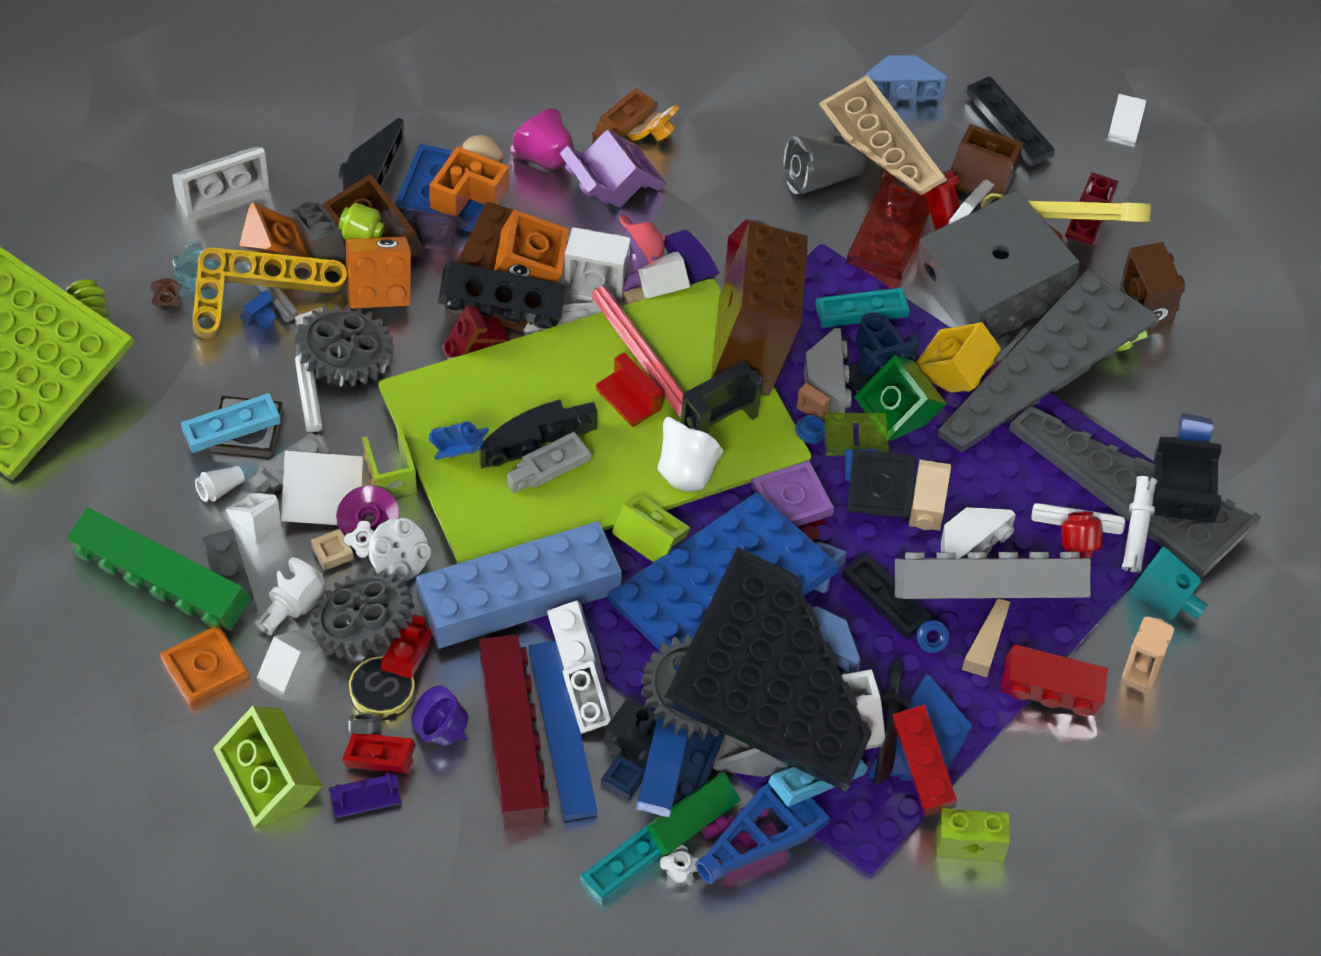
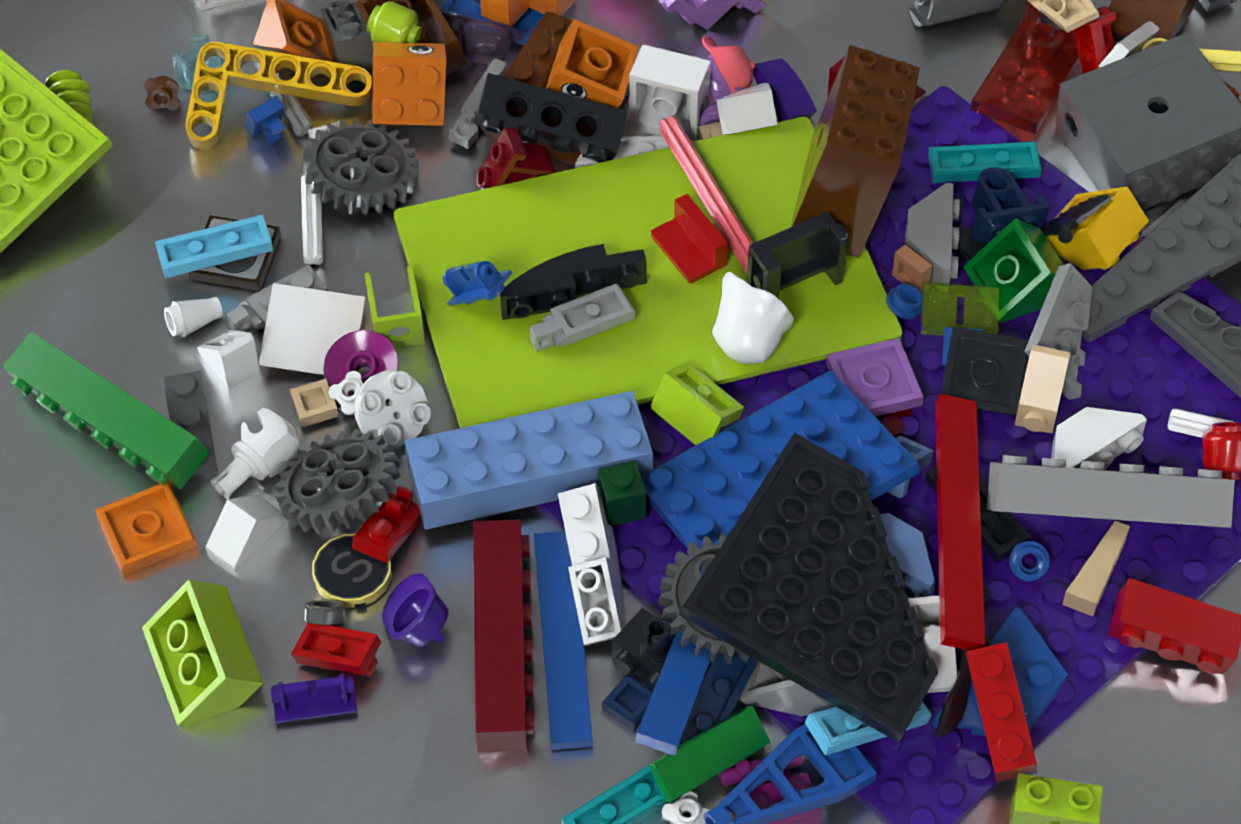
camera: 10 degrees right, 0 degrees up
(429, 307) = (464, 130): none -> light grey hinge
(599, 606) = (622, 493): none -> dark green brick
(875, 610) = (959, 524): none -> red tile
(937, 353) = (1067, 222): none -> black hand
(941, 436) = (1062, 322): none -> light grey wing

